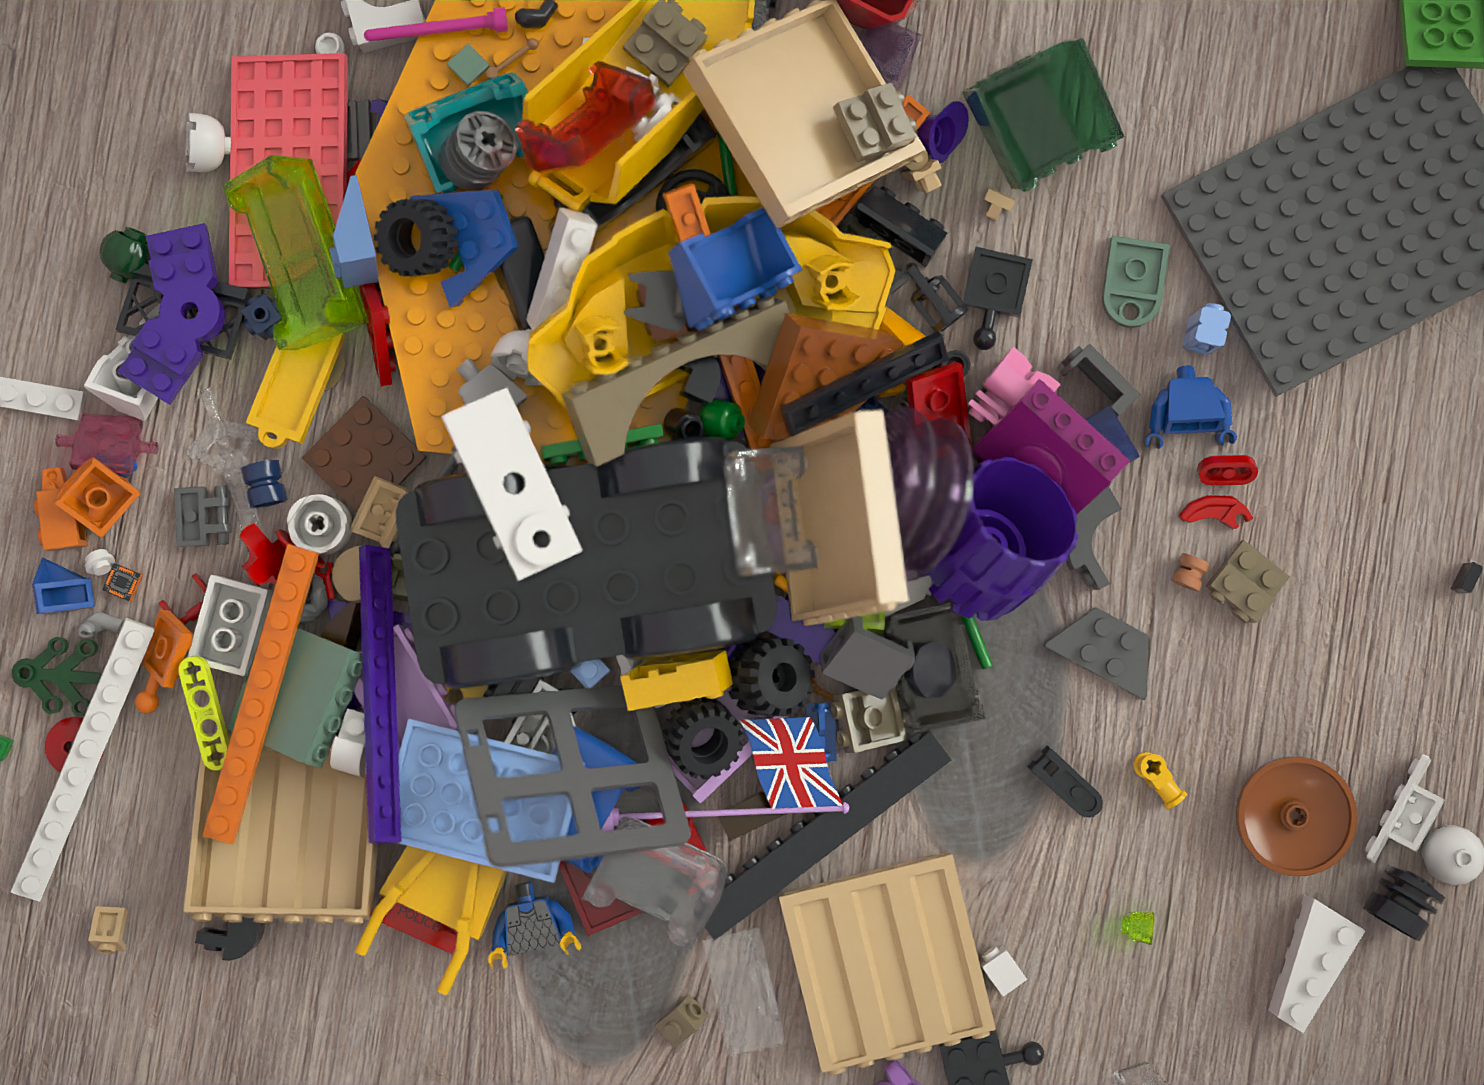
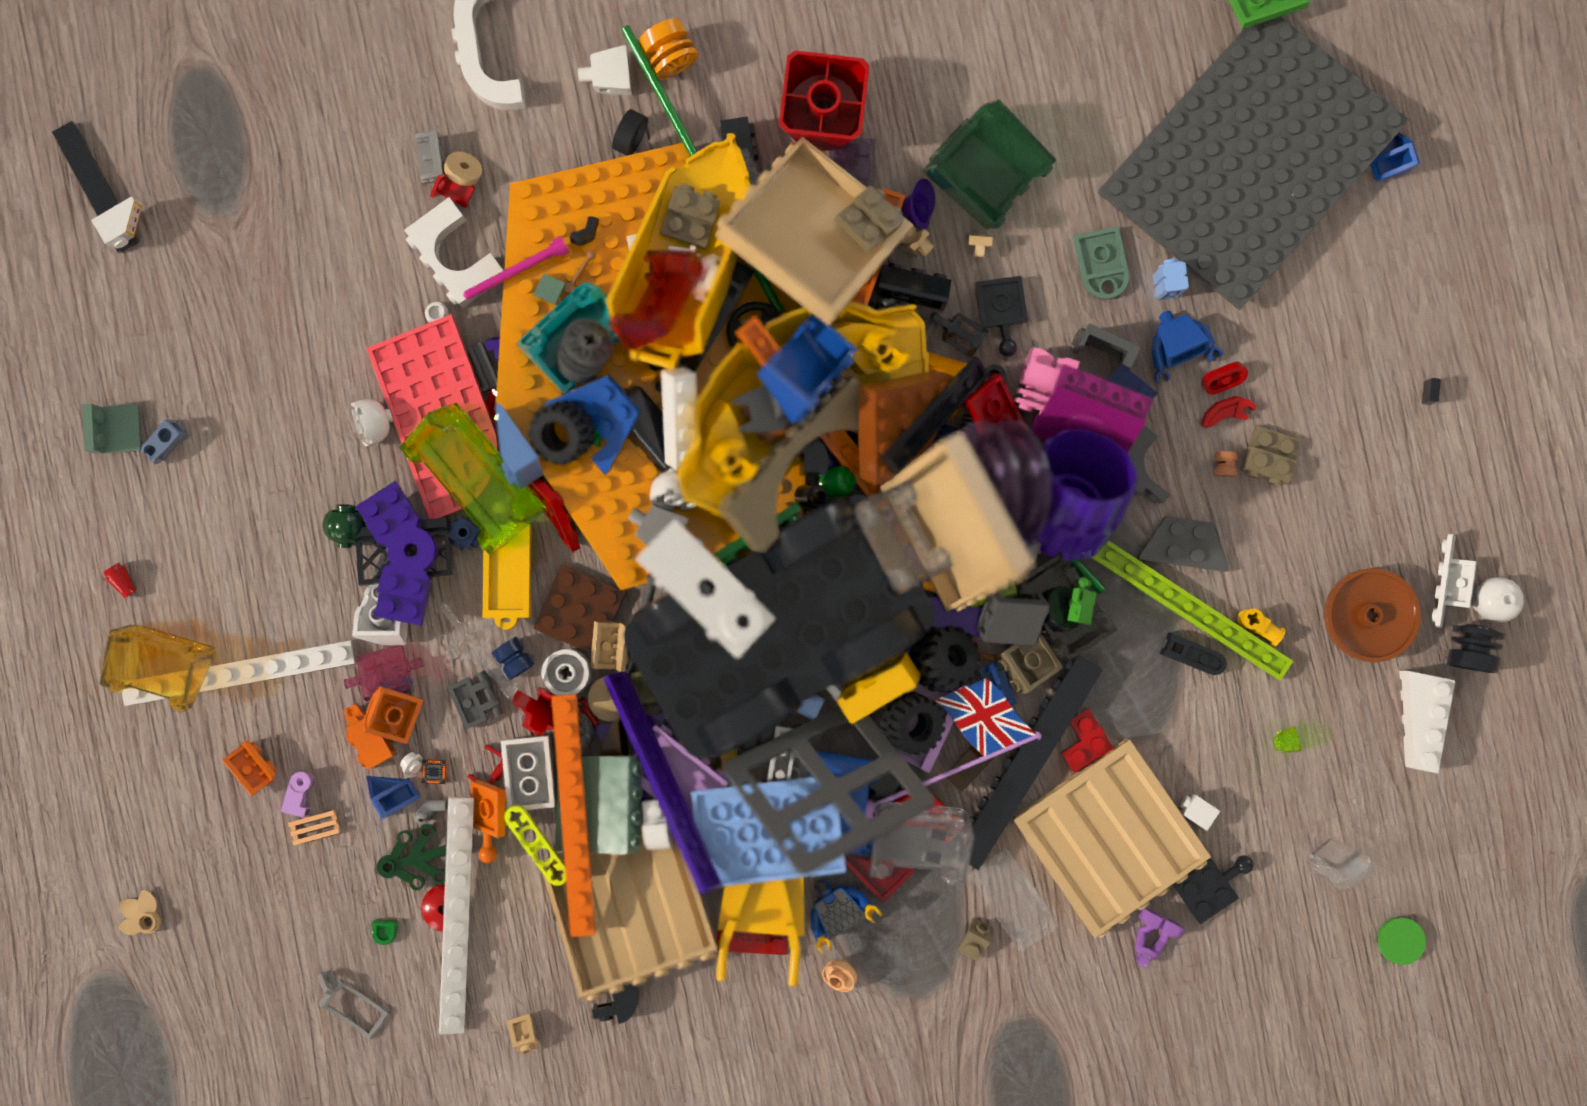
camera: 20 degrees left, 0 degrees up
(505, 1002) = (839, 975): none -> light nougat plate
(641, 799) = (885, 786): none -> black brick
(906, 843) = (1092, 741): none -> red plate
(956, 671) = (1082, 603): none -> bright green piece
(1086, 730) = (1193, 610): none -> lime plate

